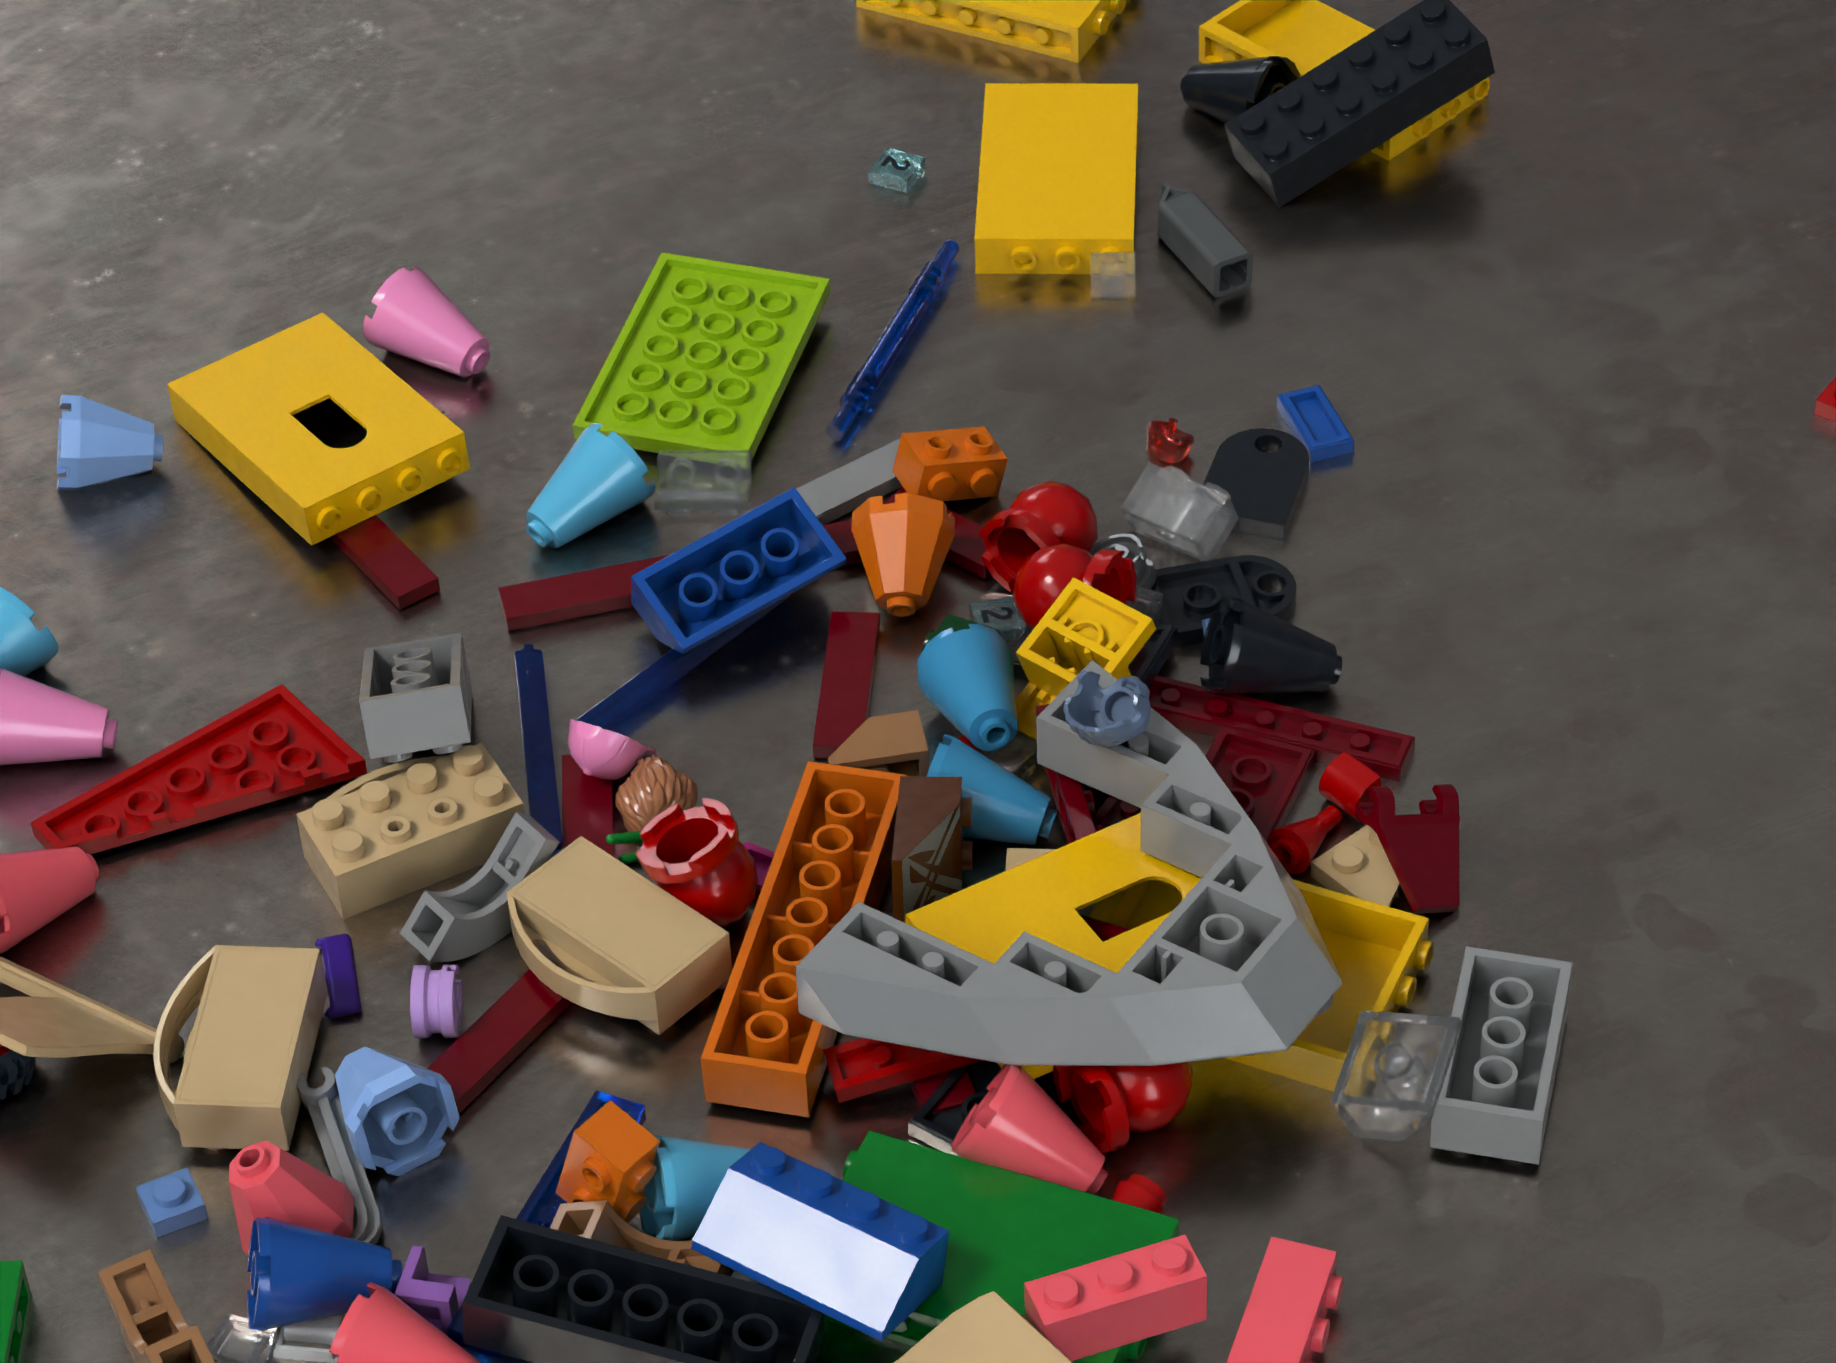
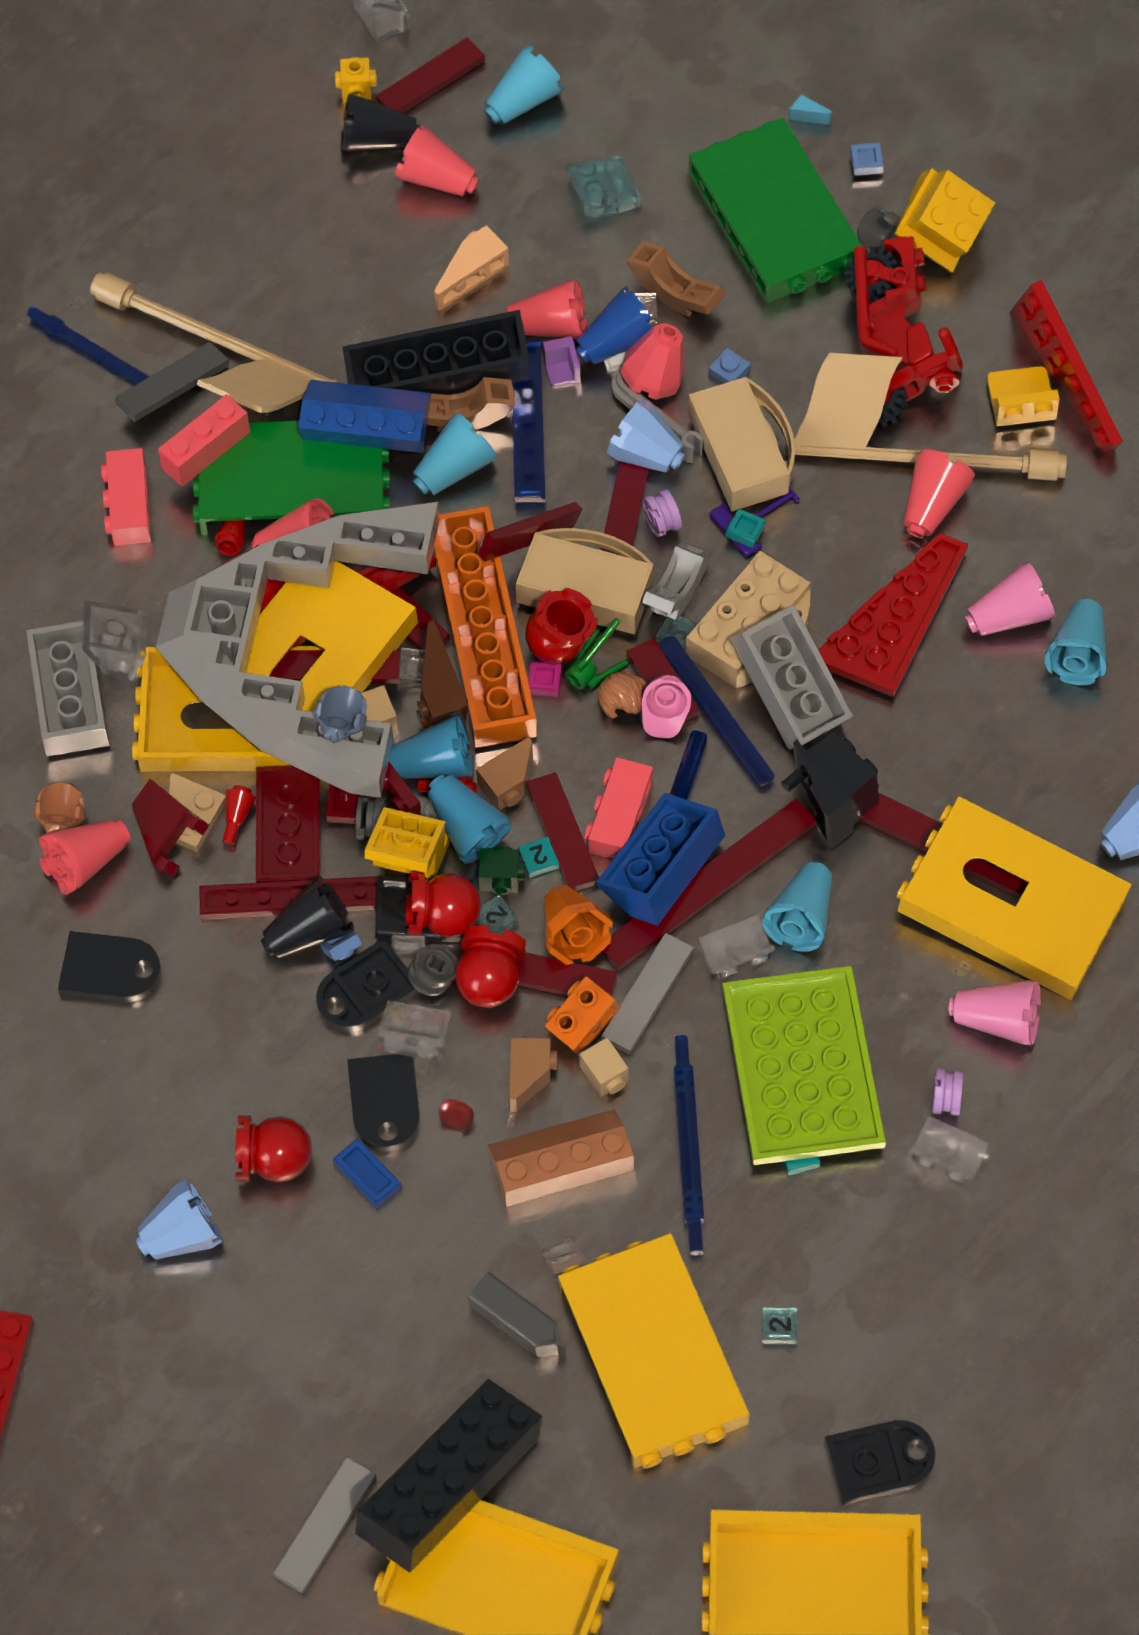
camera: 155 degrees right, 20 degrees up
(336, 951) = (745, 528): none -> teal tile
(452, 567) = (836, 784): none -> black piece
(551, 280) = (947, 1091): none -> lavender wheel
(594, 240) = (949, 1149): none -> clear bracket
(609, 1161) = (498, 421): orange brick -> none
(659, 1003) = (520, 534): none -> dark red tile
(752, 671) = (619, 807): none -> coral brick
(862, 50) = (876, 1460): none -> black tile
(896, 666) = (538, 857): none -> teal tile
(951, 408) = (604, 1068): none -> tan brick
(1051, 444) = (529, 1069): none -> medium nougat slope
(1060, 358) = (561, 1157): none -> nougat slope
(1236, 85) = (555, 1487): black cone -> none
(1347, 783) = (220, 856): red brick -> none
(1431, 443) = (273, 1149): none -> red tile
(1520, 153) = (324, 1525): none -> light grey tile
(1560, 837) = (81, 851): none -> coral cone
(1574, 723) = (106, 967): none -> black tile
(1578, 904) = (59, 807): none -> nougat hair
(1586, 411) = (178, 1225): none -> light blue cone

